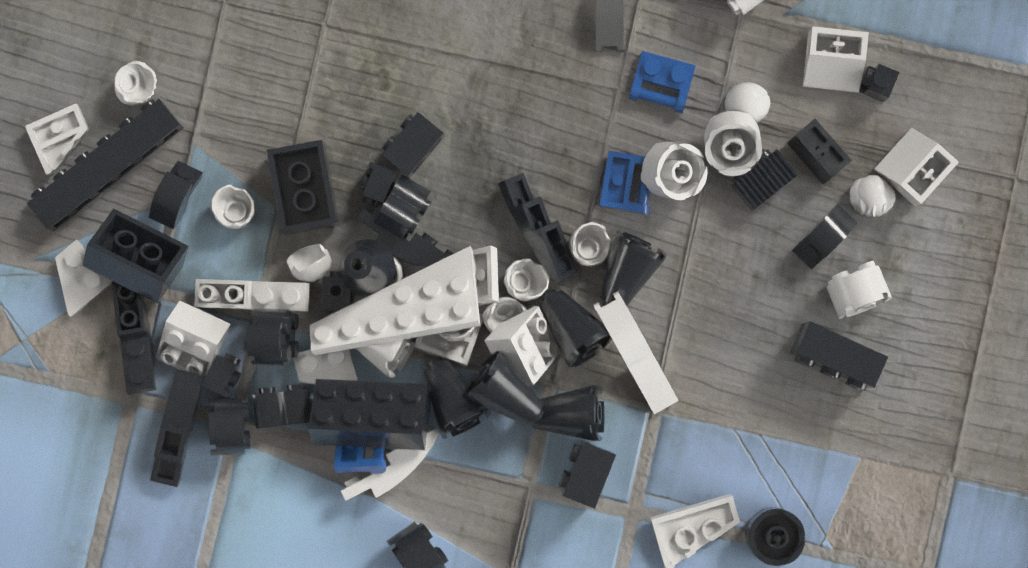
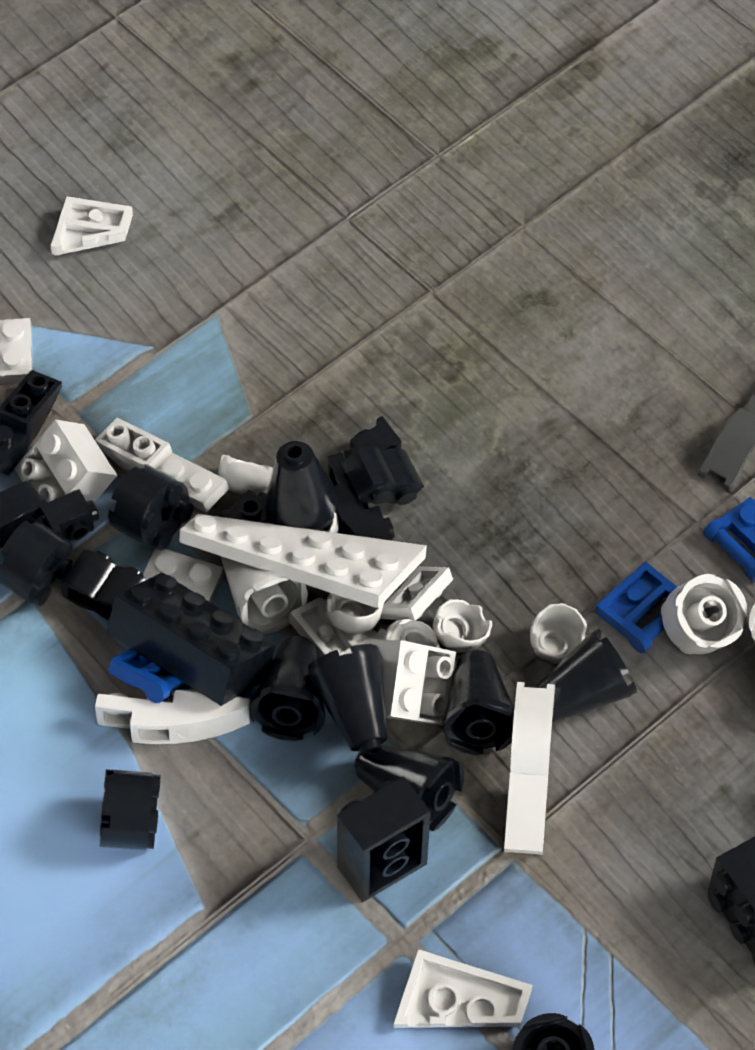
camera: 30 degrees right, 30 degrees down
(105, 164) = (114, 273): black brick -> none
(134, 83) = (202, 223): white hair -> none
(135, 255) = (75, 354): black brick -> none
(173, 194) = (155, 330): black brick -> none
(232, 207) = (207, 378): white hair -> none
(302, 187) = (293, 398): black brick -> none
(412, 144) = (439, 432): black brick -> none
(542, 236) = (511, 588): black slope -> none

